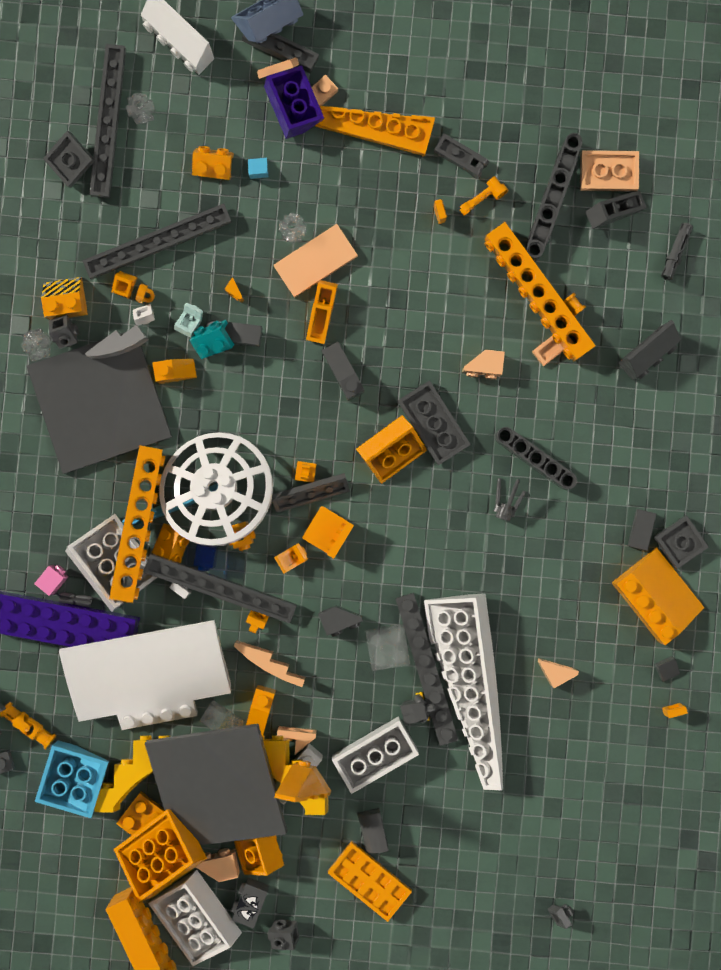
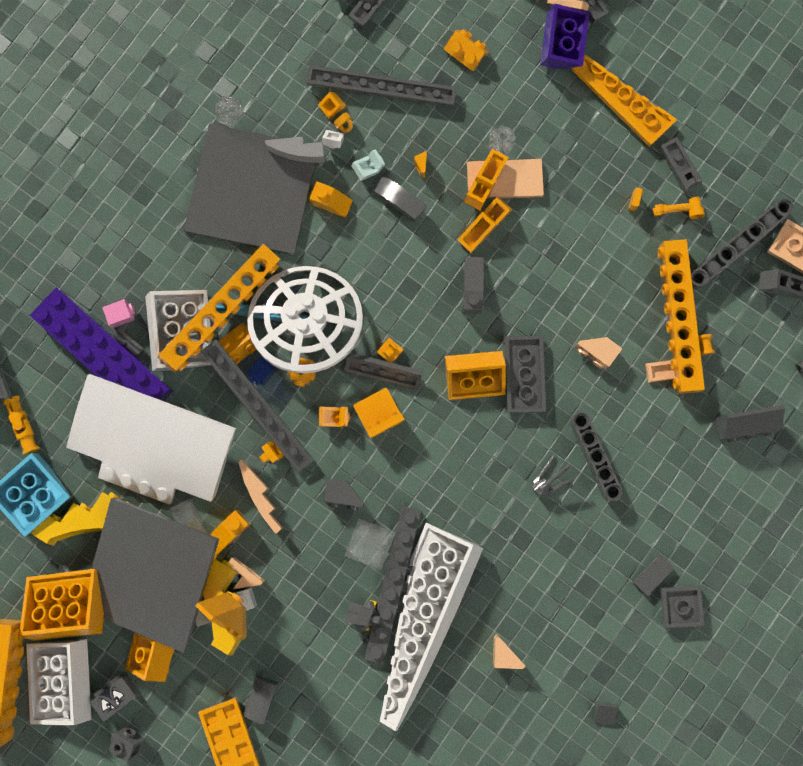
camera: 30 degrees right, 5 degrees down
(63, 331) = (257, 113): dark grey brick -> none
(64, 298) = (274, 88): light orange slope -> none
(139, 814) = (67, 559): light orange plate -> none
(183, 591) = (223, 388): white plate -> none
(211, 339) = (377, 192): teal bracket -> none
(221, 865) = (109, 648): light nougat slope -> none
(258, 168) = (502, 75): medium azure slope -> none
(299, 271) = (486, 179): none -> light orange slope
(324, 90) = (596, 44): light nougat plate -> none
(375, 755) = (302, 632): white brick -> none
(658, 596) = (634, 643): light orange slope -> none
(674, 710) = (591, 754): light orange tile -> none

